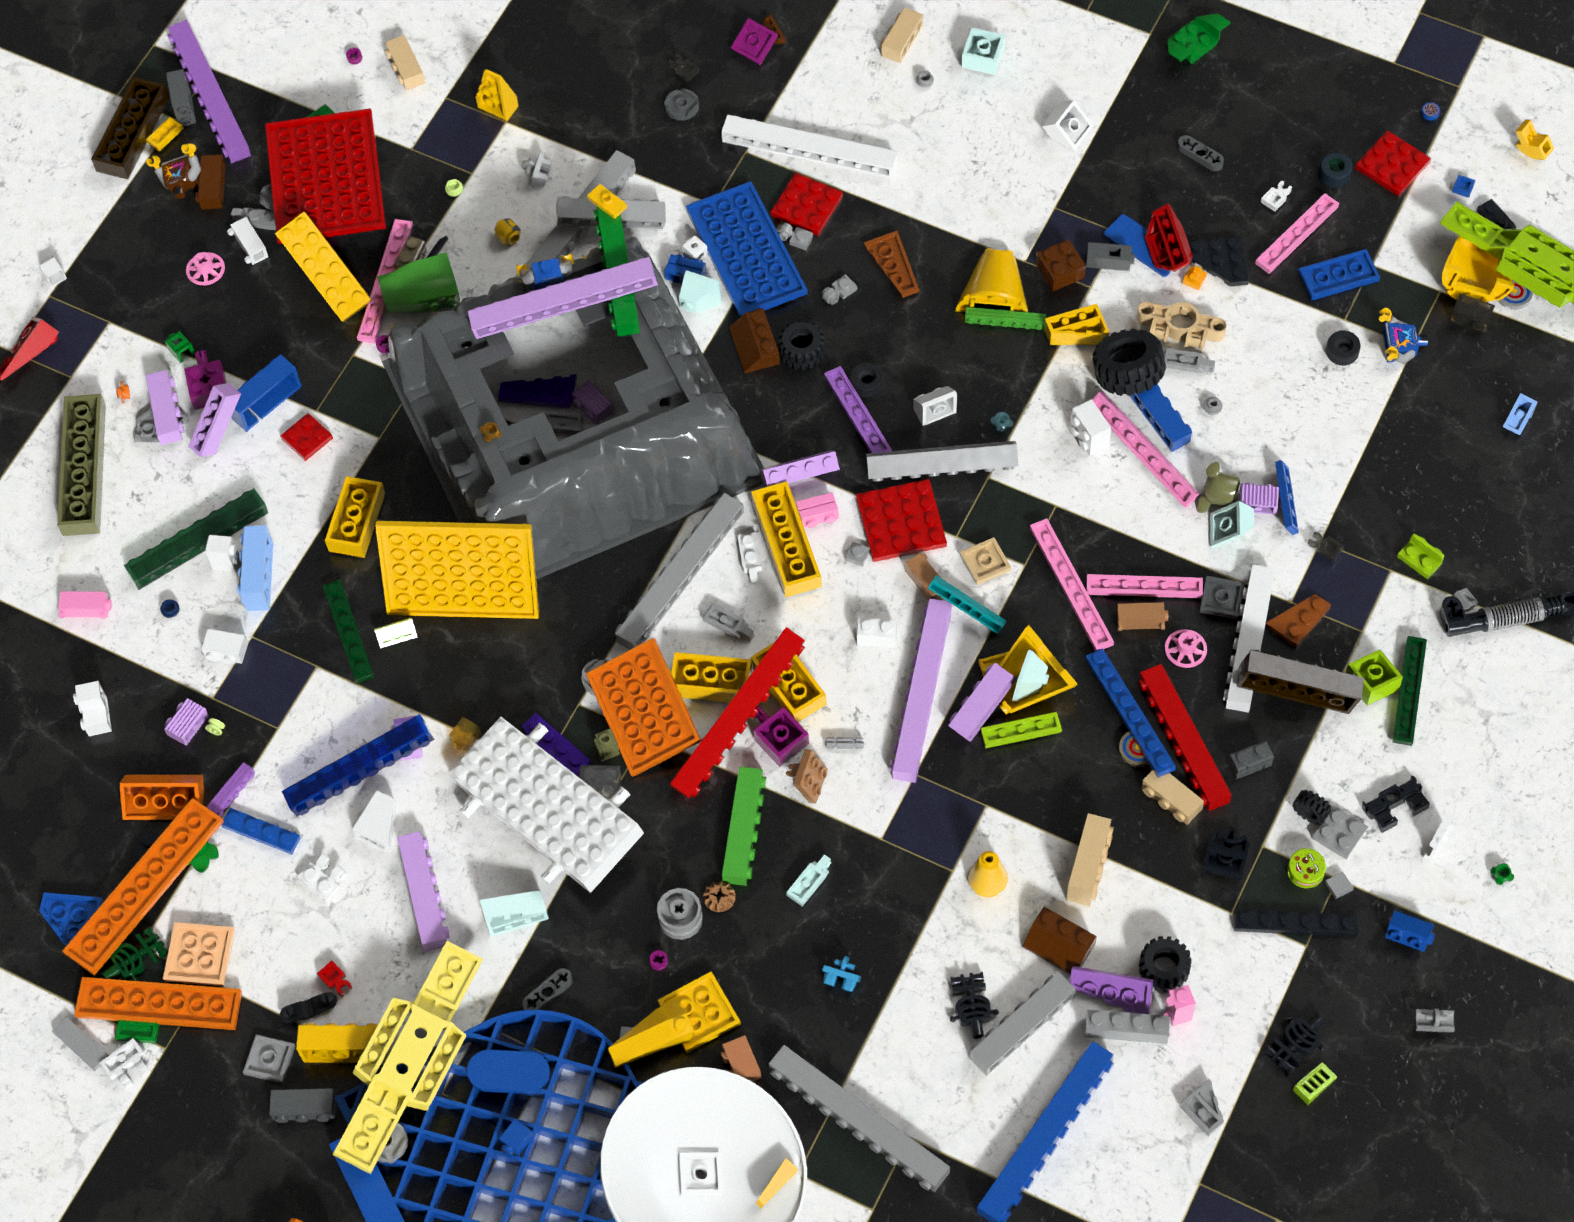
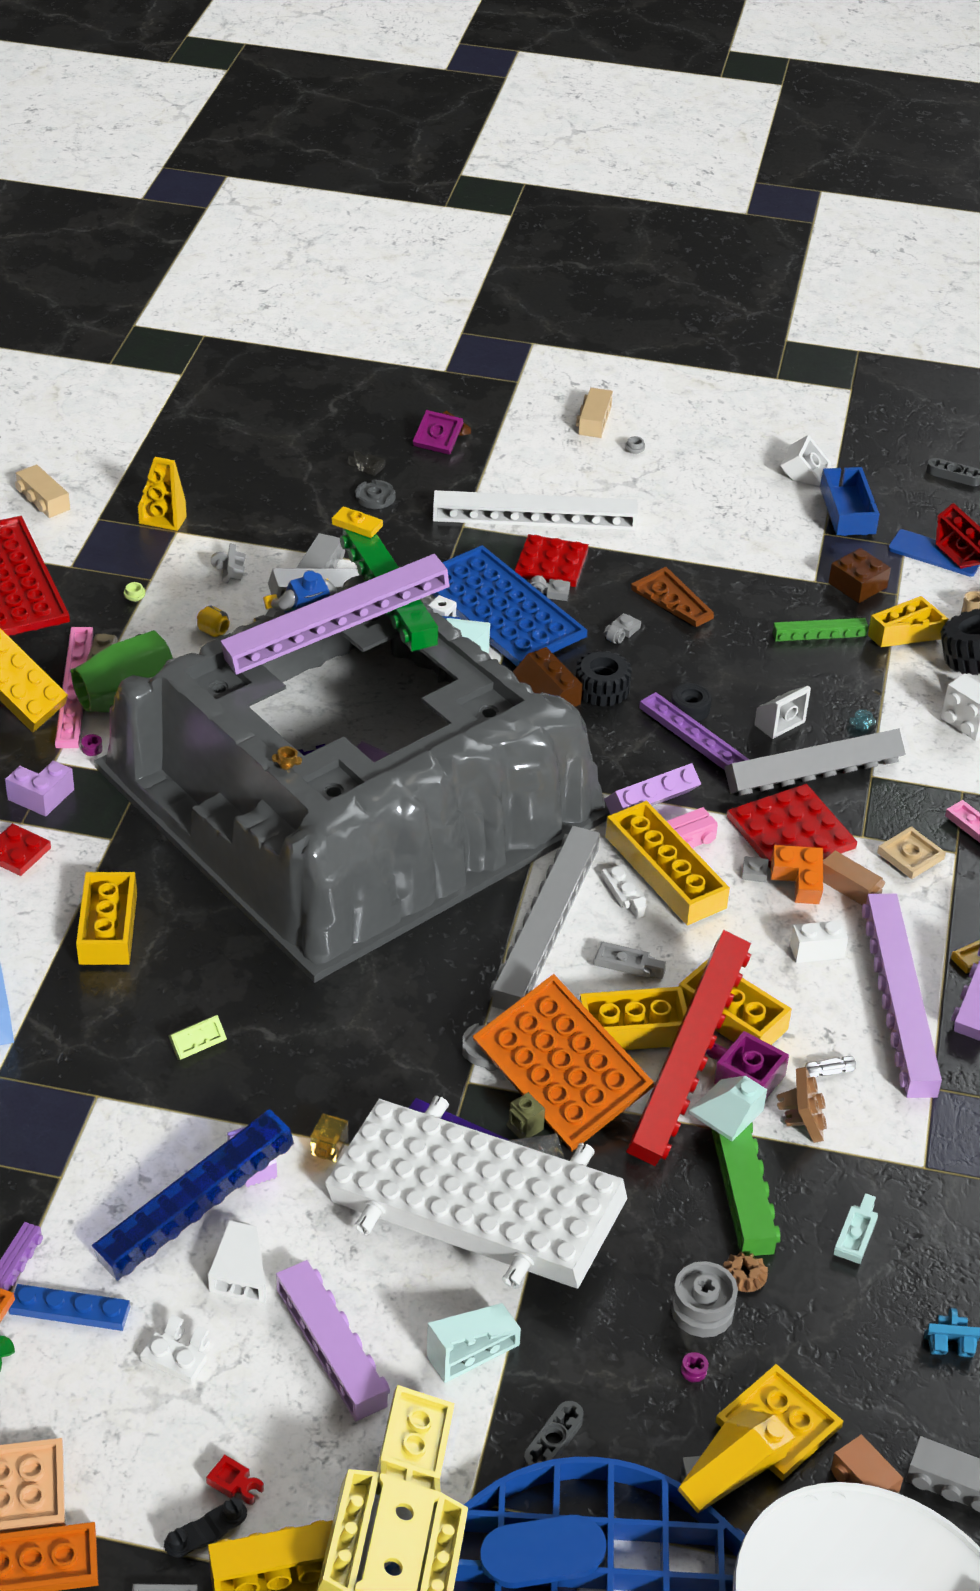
camera: 20 degrees left, 20 degrees down
(335, 386) = (40, 791): none -> lavender brick
(348, 631) = (131, 1049): dark green plate -> none
(458, 569) = (272, 936): yellow plate -> none
(748, 769) = (730, 1105): none -> light aqua slope
(889, 564) = (799, 865): none -> orange brick
(967, 604) = (916, 893): teal piece -> none
(983, 51) = (689, 413): light aqua brick -> none
(994, 282) = (790, 593): yellow cone -> none
(1084, 179) = (852, 504): none -> blue piece
(1109, 256) = (909, 562): dark grey brick -> none
(1197, 37) = (903, 383): green piece -> none

